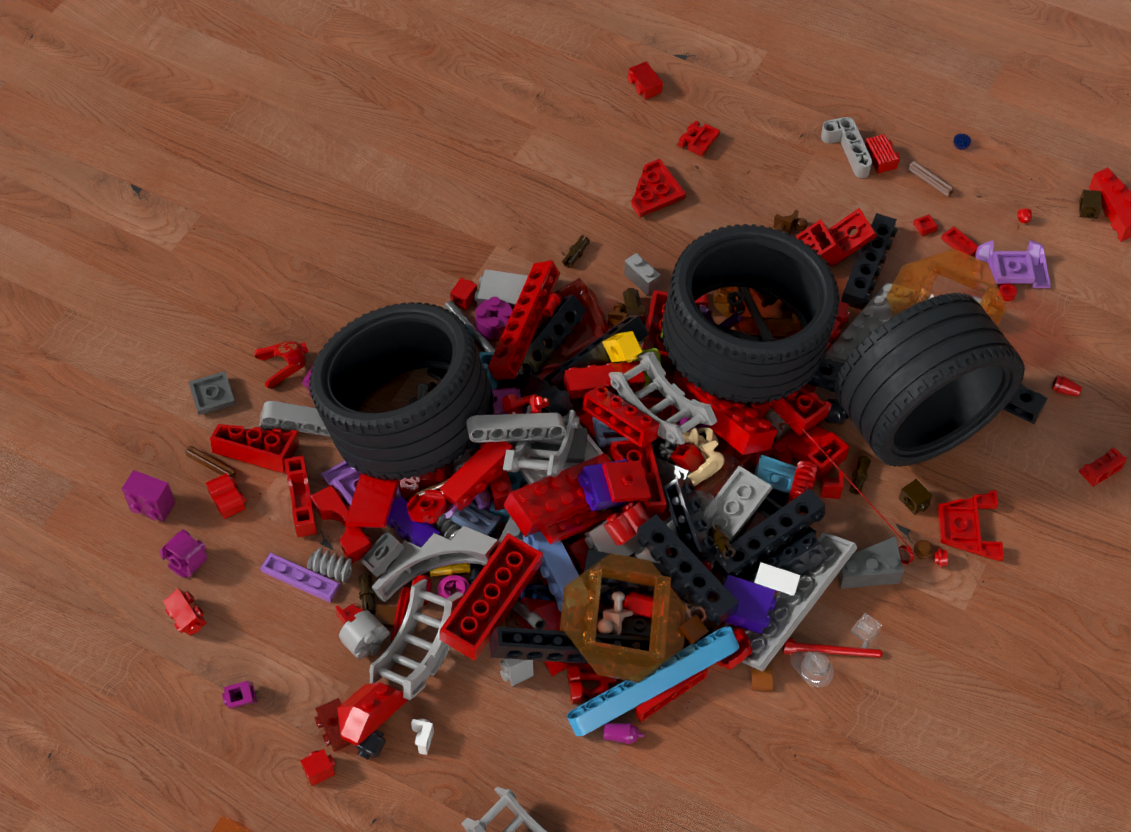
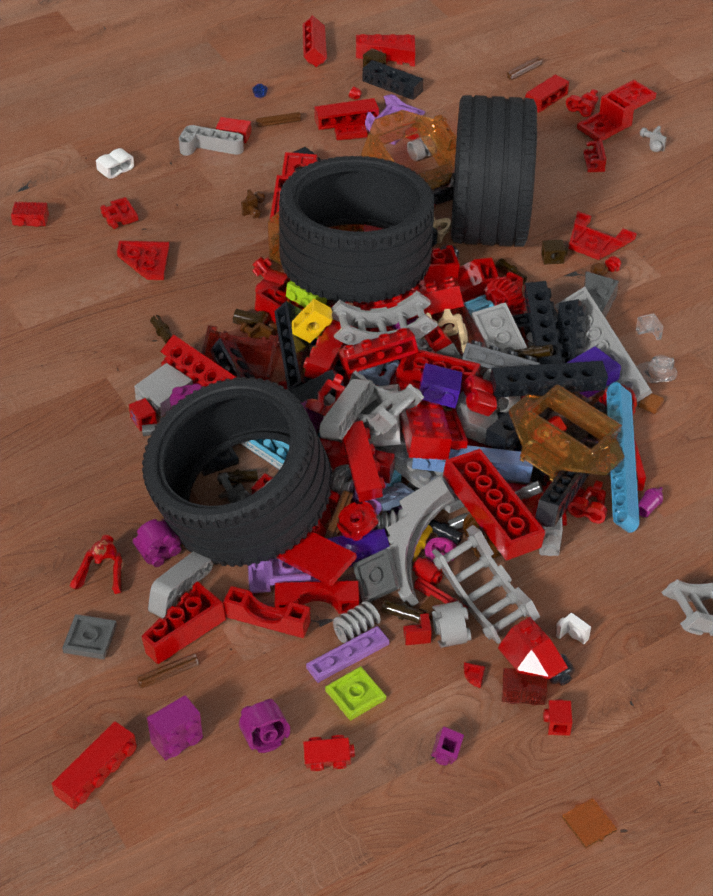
camera: 60 degrees left, 10 degrees down
(93, 464) = (94, 765): none -> red brick
(225, 495) = (217, 671): red brick -> none
(263, 603) = (355, 693): none -> lime tile
(332, 682) = (474, 674): none -> red tile
(553, 301) = (214, 355): red pin -> none
(626, 481) = (449, 370): red plate -> none
(642, 274) = (225, 299): light grey brick -> none
(693, 629) = (599, 404): reddish brown tile -> none
(760, 97) = (114, 163): none -> white brick
(777, 578) = (585, 341): white slope -> none
(792, 646) = (654, 350): red piece -> none
(908, 548) = (595, 272): red piece -> none
(925, 225) = (317, 141): red tile -> none
(979, 224) = (344, 113): none -> red brick
(1072, 141) = (314, 41): none -> red brick
(1072, 234) = (392, 79): none -> black brick

